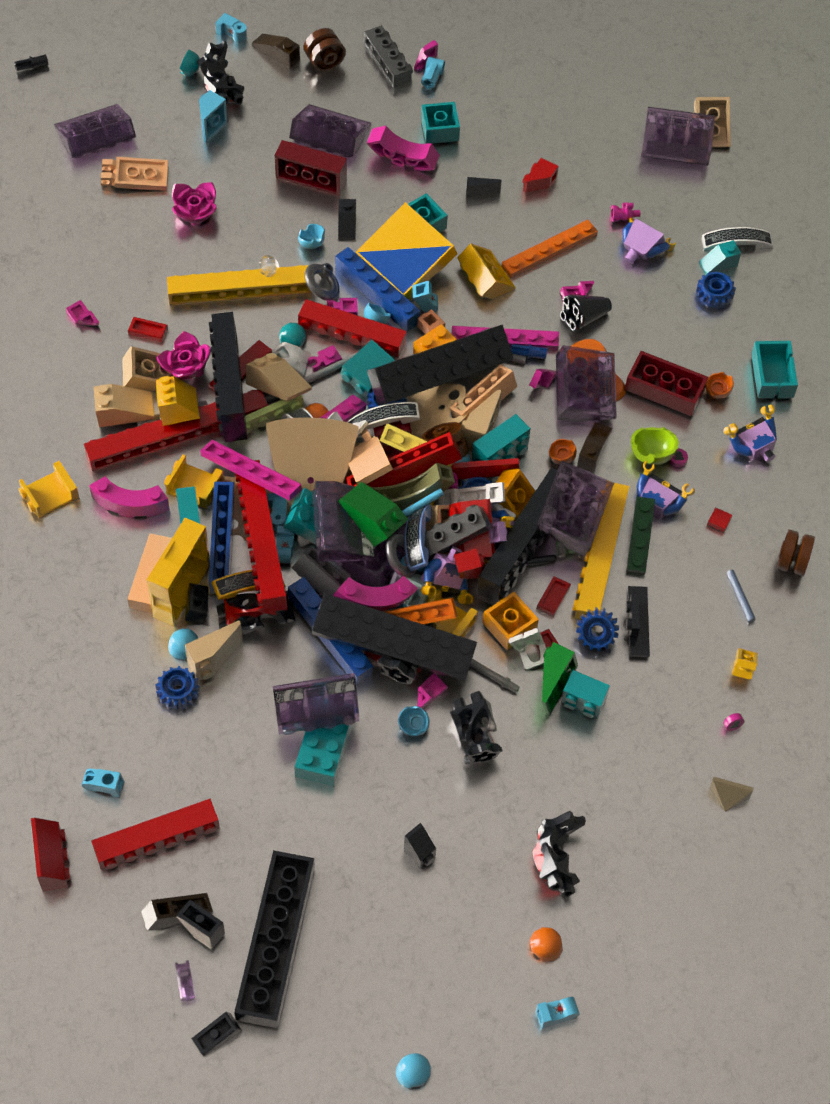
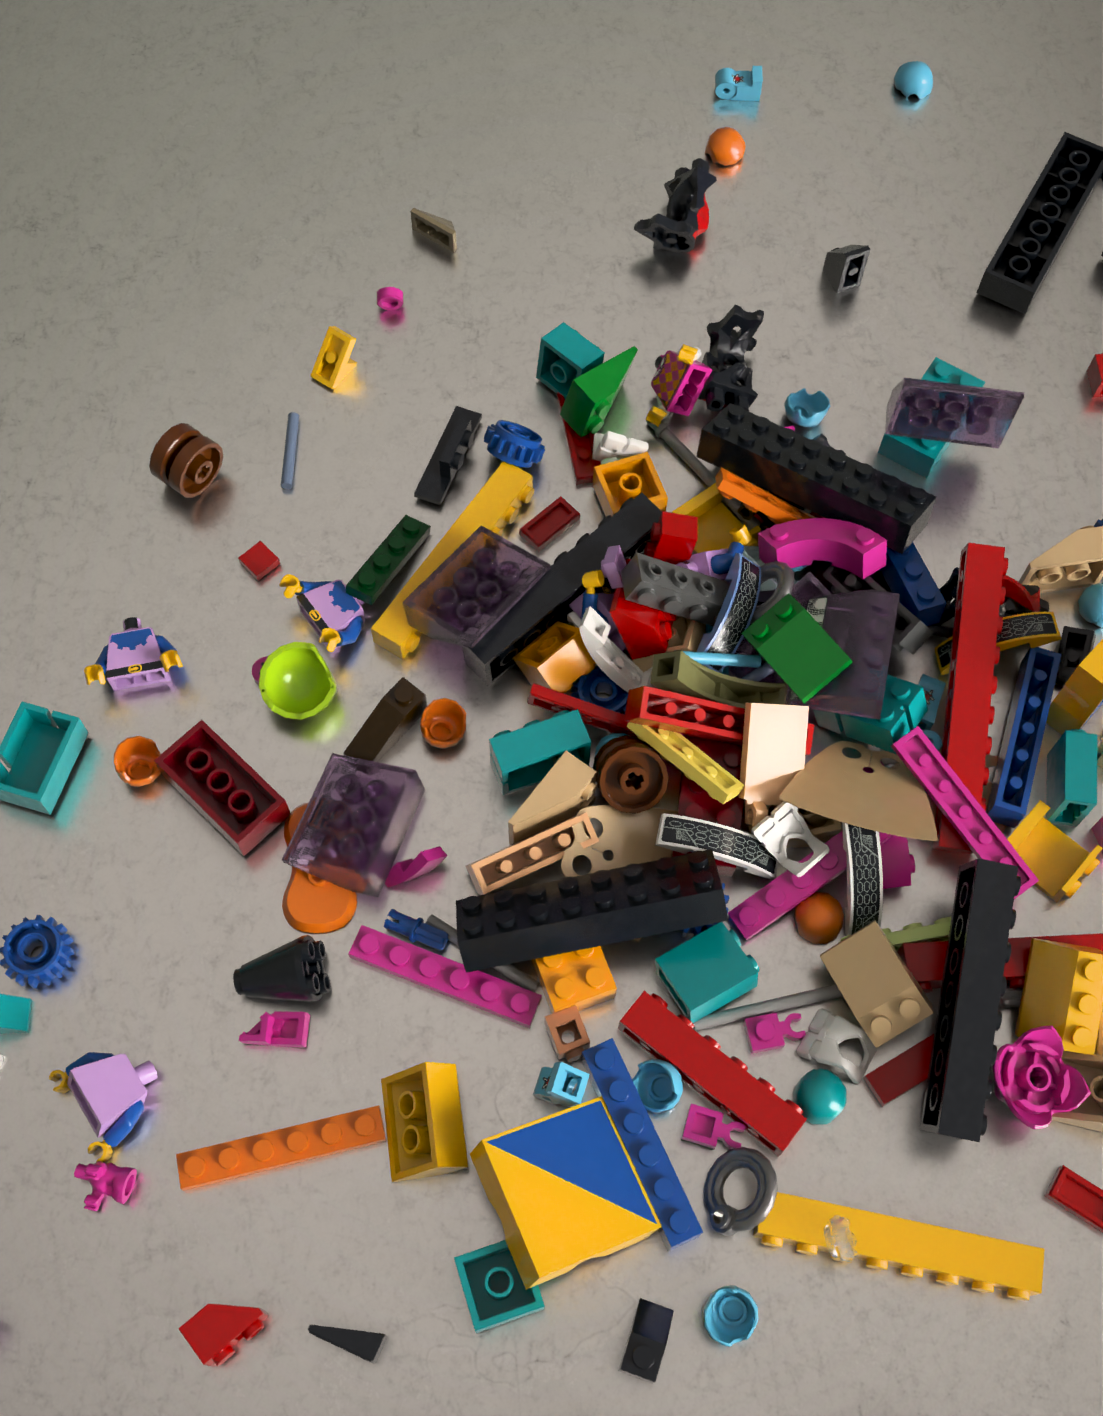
camera: 160 degrees left, 5 degrees up
(507, 705) = (677, 383): none -> torso

